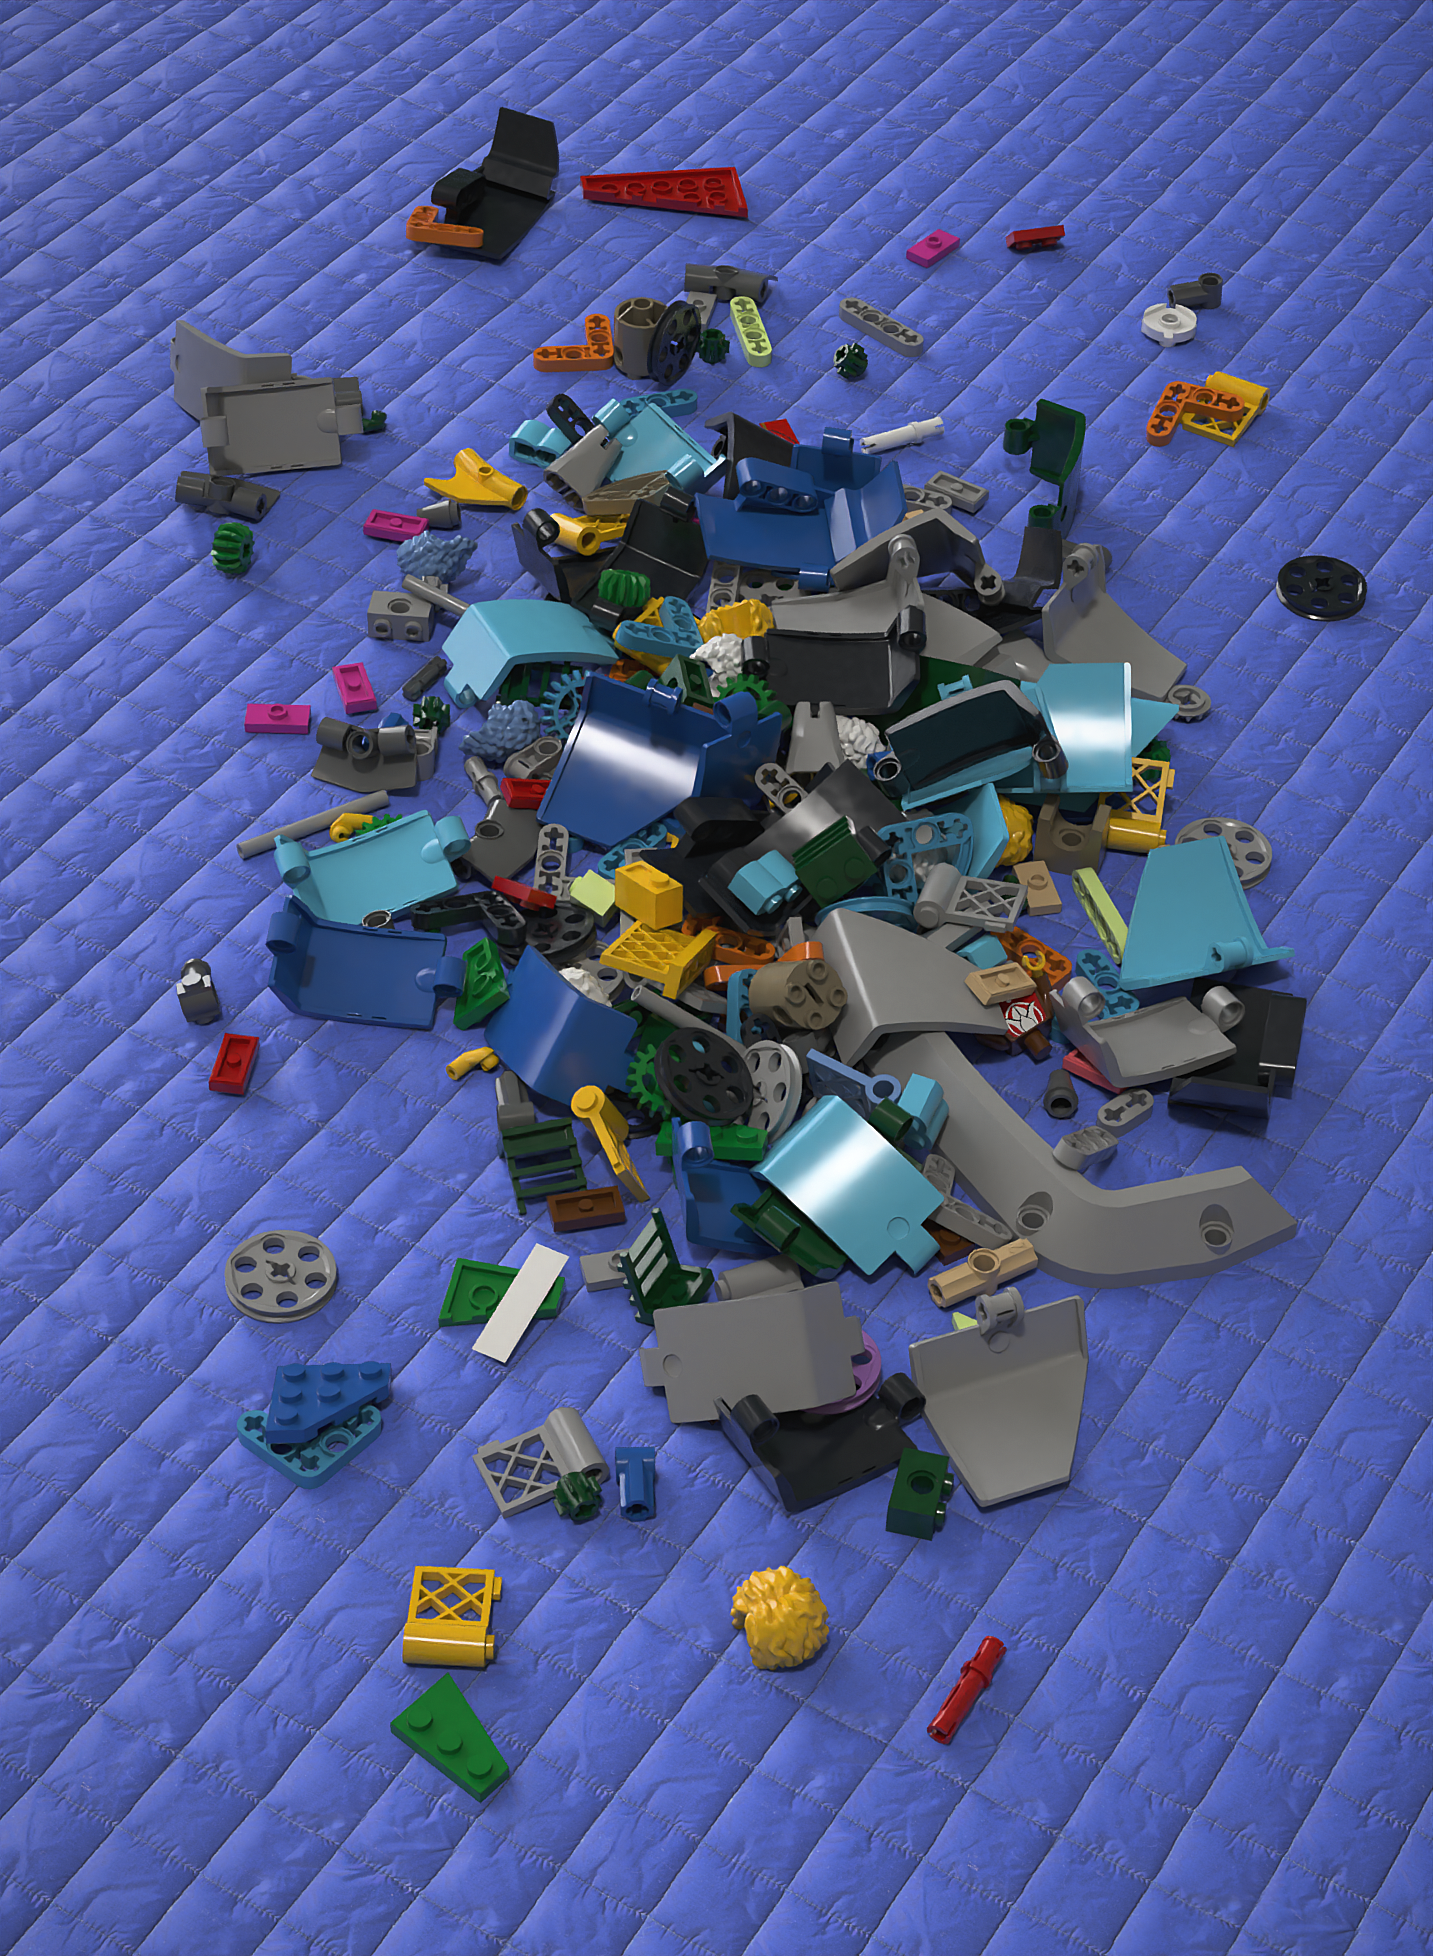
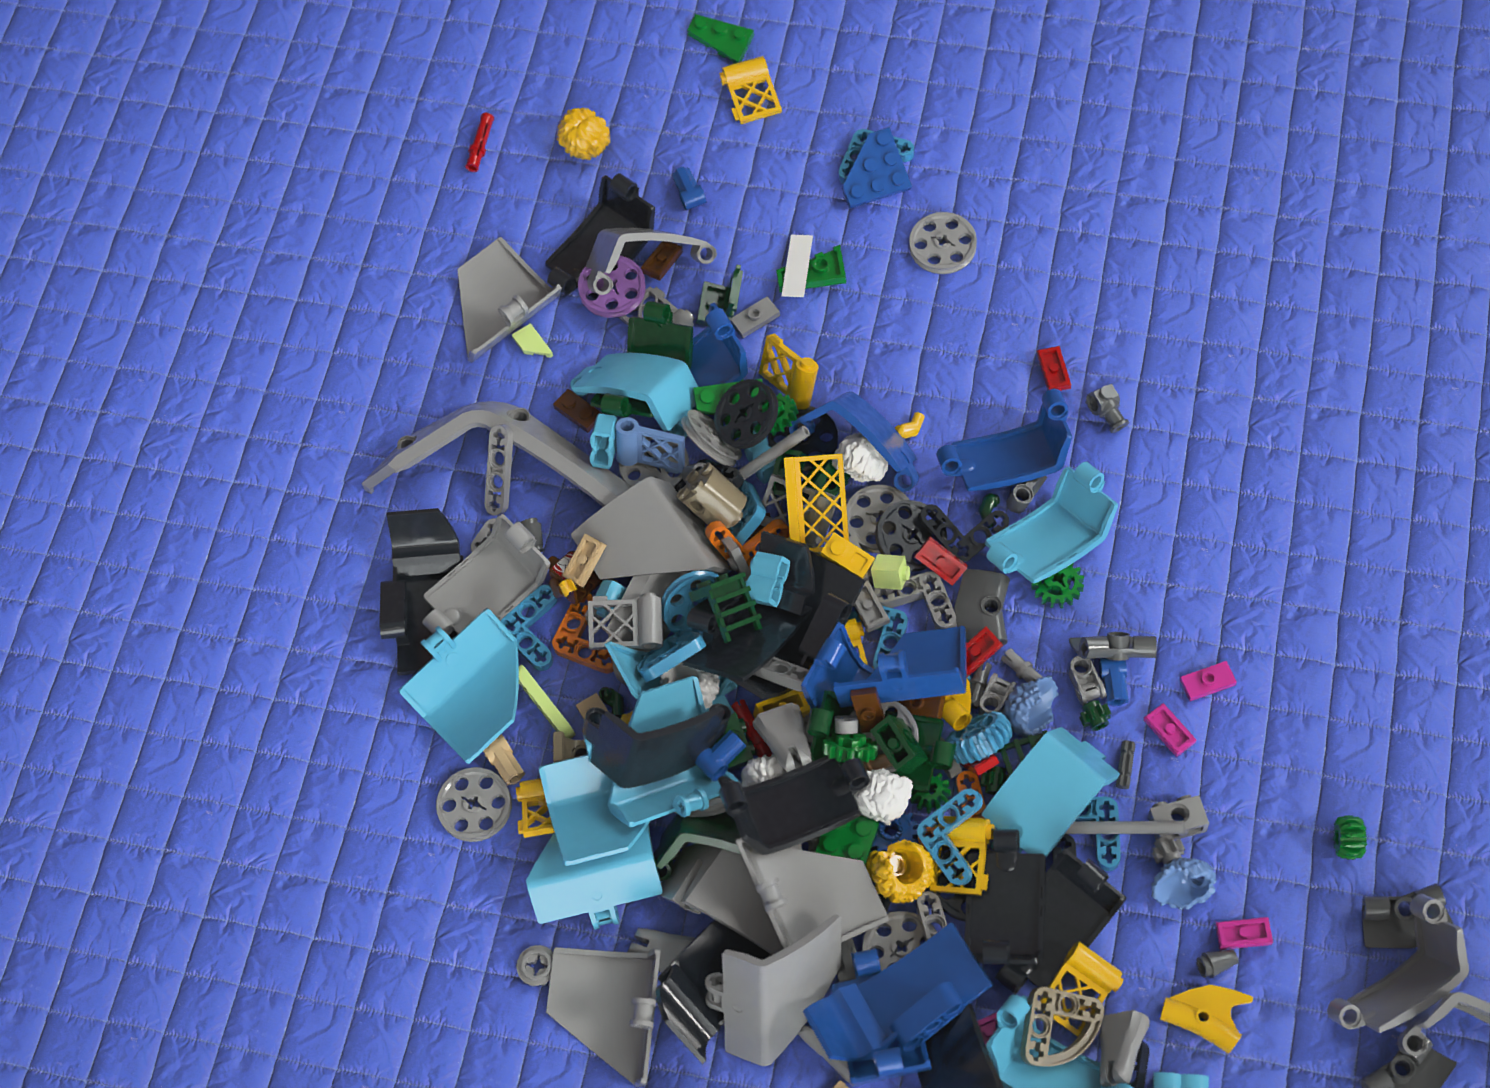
camera: 170 degrees right, 20 degrees up
(312, 823) = (1122, 588): light grey piece -> none
(346, 825) = (1097, 592): yellow arm -> none
(376, 422) = (1348, 1070): dark green arm -> none
(483, 987) = (934, 482): green wing -> none
(513, 1102) = (867, 391): dark grey piece -> none
(538, 1140) = (837, 365): dark green plate -> none
(564, 1441) = (732, 192): light grey piece -> none
(577, 1496) = (714, 166): dark green gear -> none
(585, 1208) = (797, 340): reddish brown plate -> none
(624, 587) = (995, 873): green gear -> none
(918, 1494) = (538, 243): dark green brick -> none
(957, 1214) = (574, 409): light grey beam -> none
(982, 1272) = (550, 372): tan piece -> none

